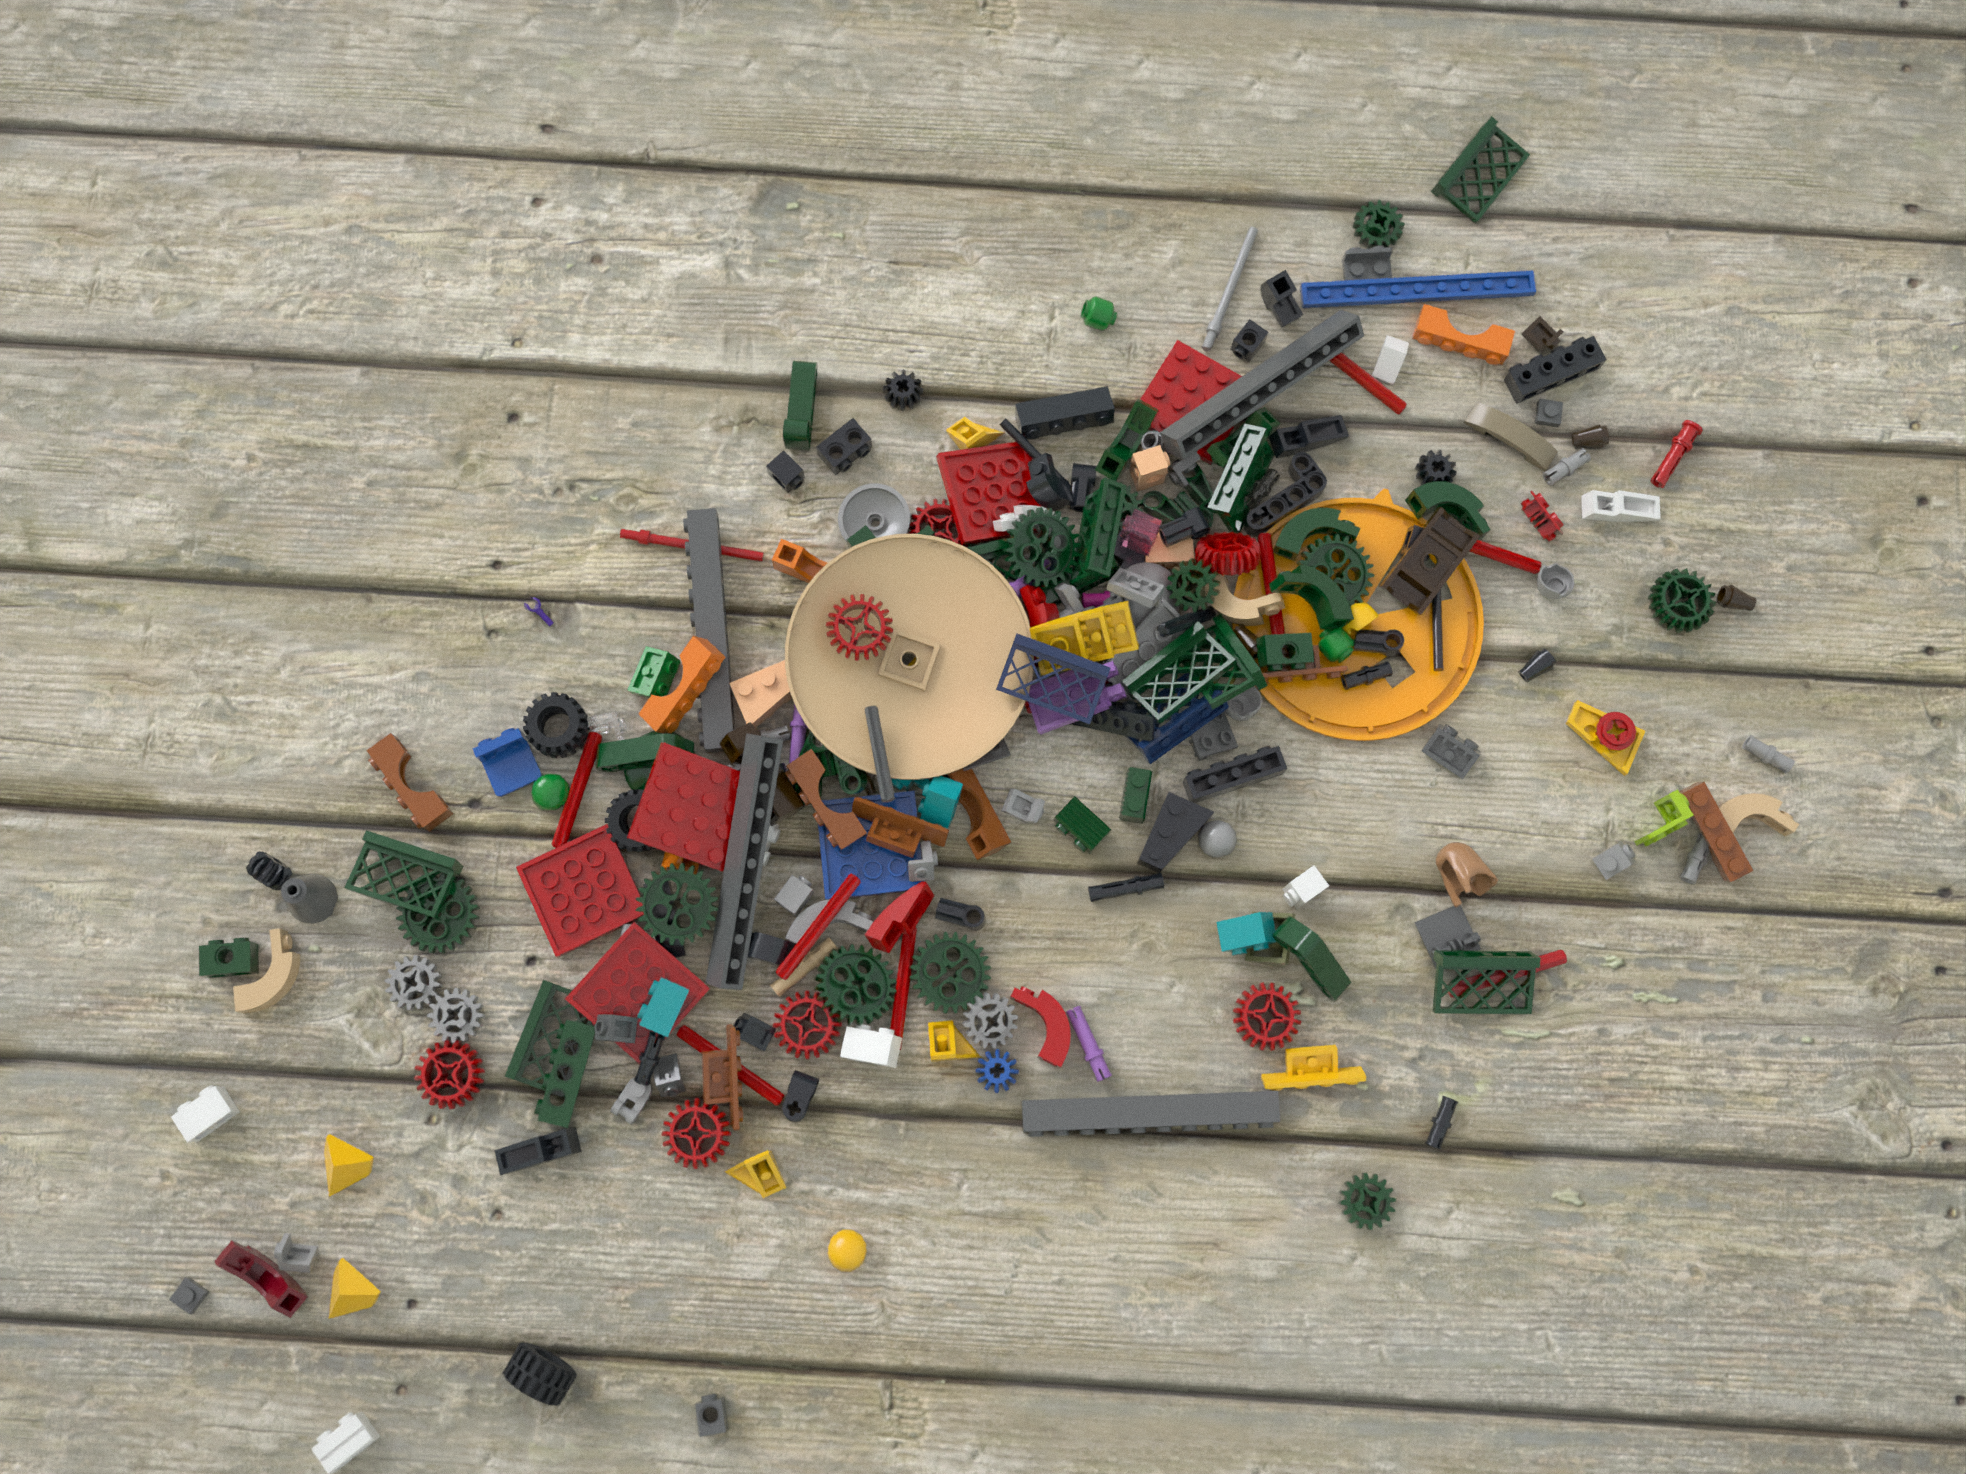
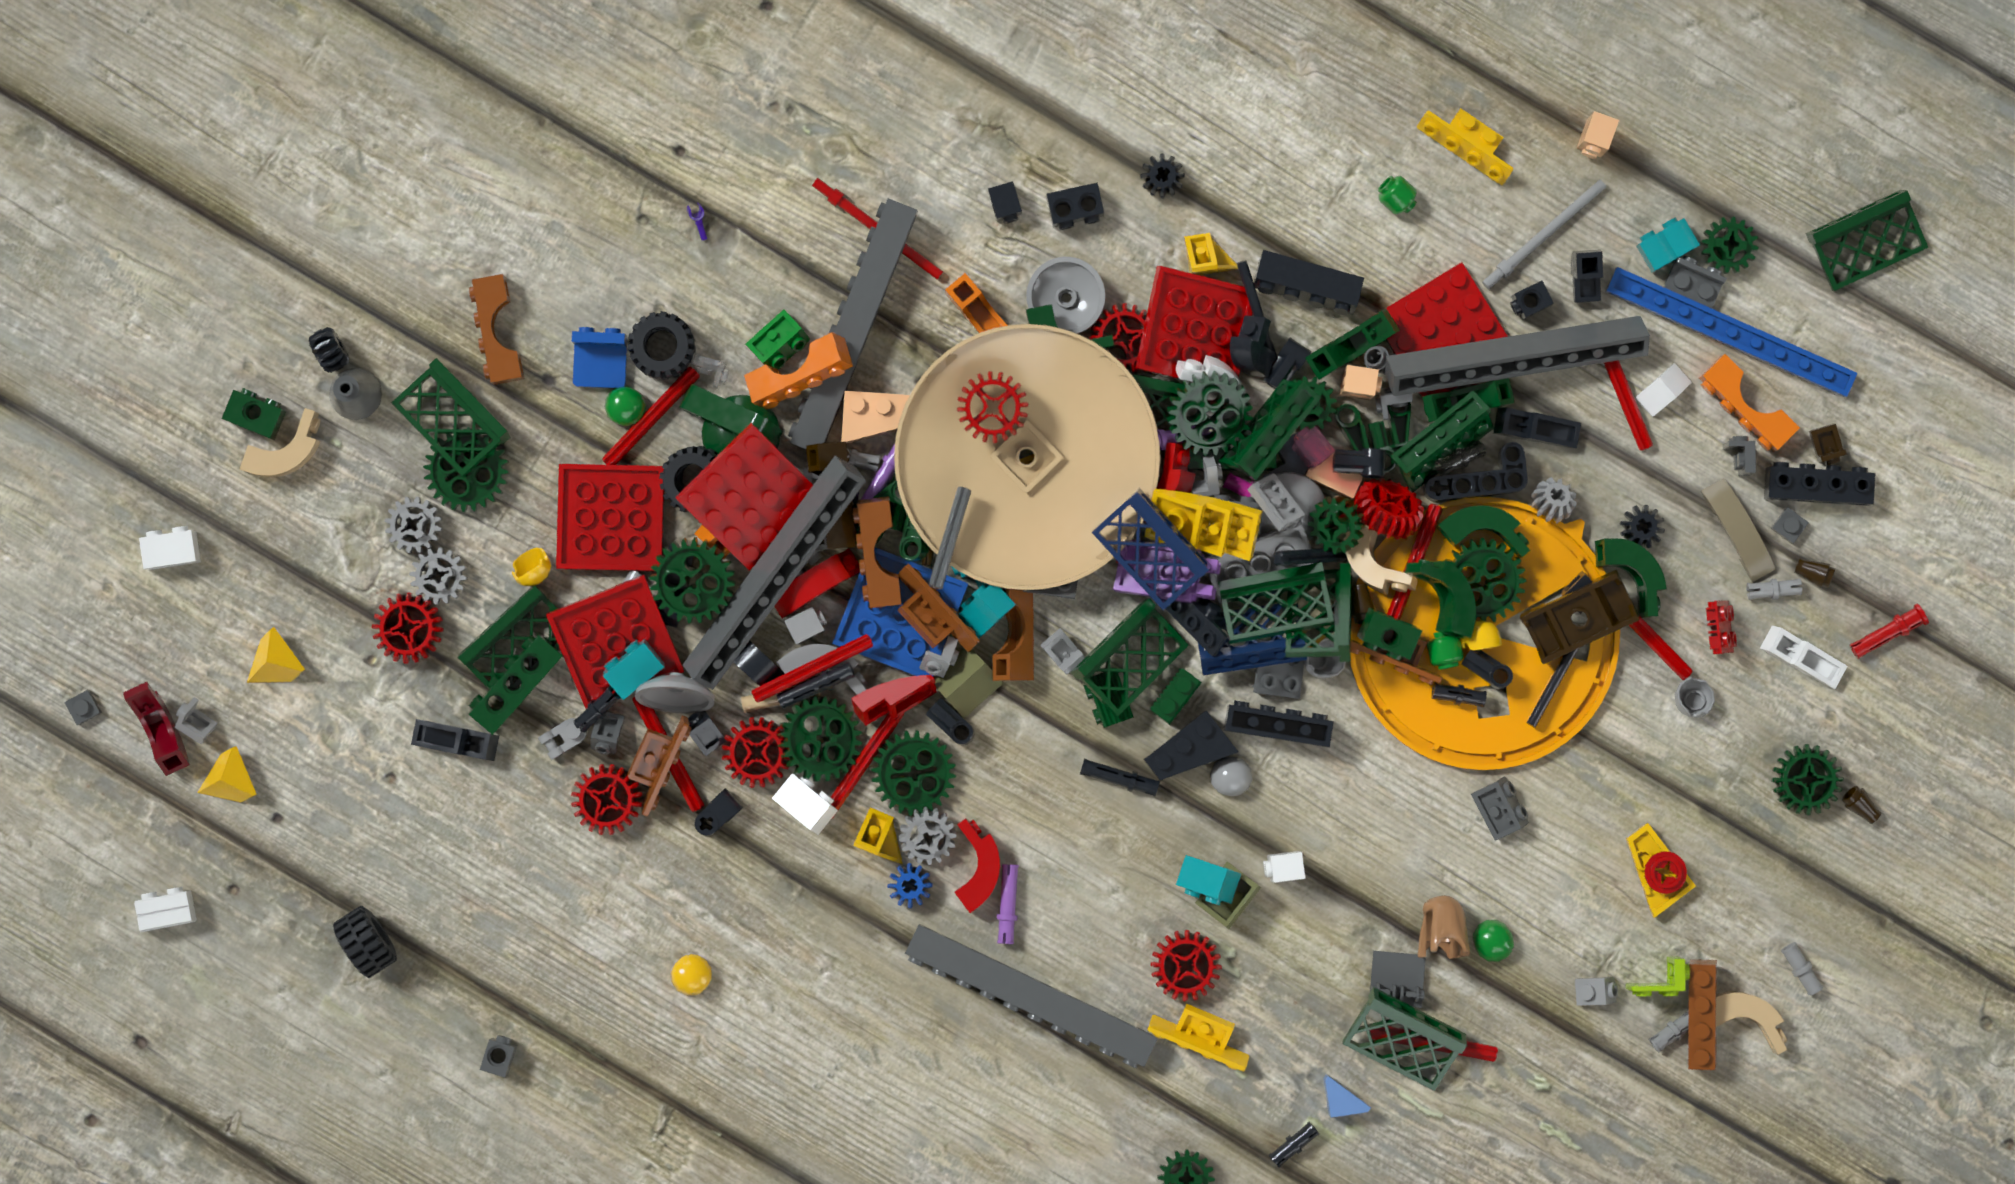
camera: 30 degrees right, 10 degrees up
(534, 966) = (531, 567): none -> yellow hair
(615, 1028) = (579, 667): dark grey bracket -> none
(711, 1010) = (675, 694): none -> light grey dish
(759, 1174) = (646, 866): yellow slope -> none
(784, 854) = (817, 581): none -> red arch
(799, 421) = (1054, 140): dark green beam -> none
(829, 939) = (825, 681): none -> black pin
(956, 873) = (967, 682): none -> olive slope
(1064, 769) = (1110, 645): none -> dark green fence
(1132, 248) = (1468, 140): none -> yellow bracket
(1230, 190) = (1597, 135): none -> light nougat brick
(1313, 956) = (1254, 935): dark green beam -> none
(1330, 248) = (1667, 244): none -> teal brick
(1354, 483) = (1553, 500): none -> light grey gear
(1459, 1063) = (1341, 1101): none -> medium blue slope
(1486, 373) = (1746, 457): none -> dark grey bracket
(1507, 862) = (1493, 940): none -> green hair
(1539, 663) = (1631, 769): black cone -> none

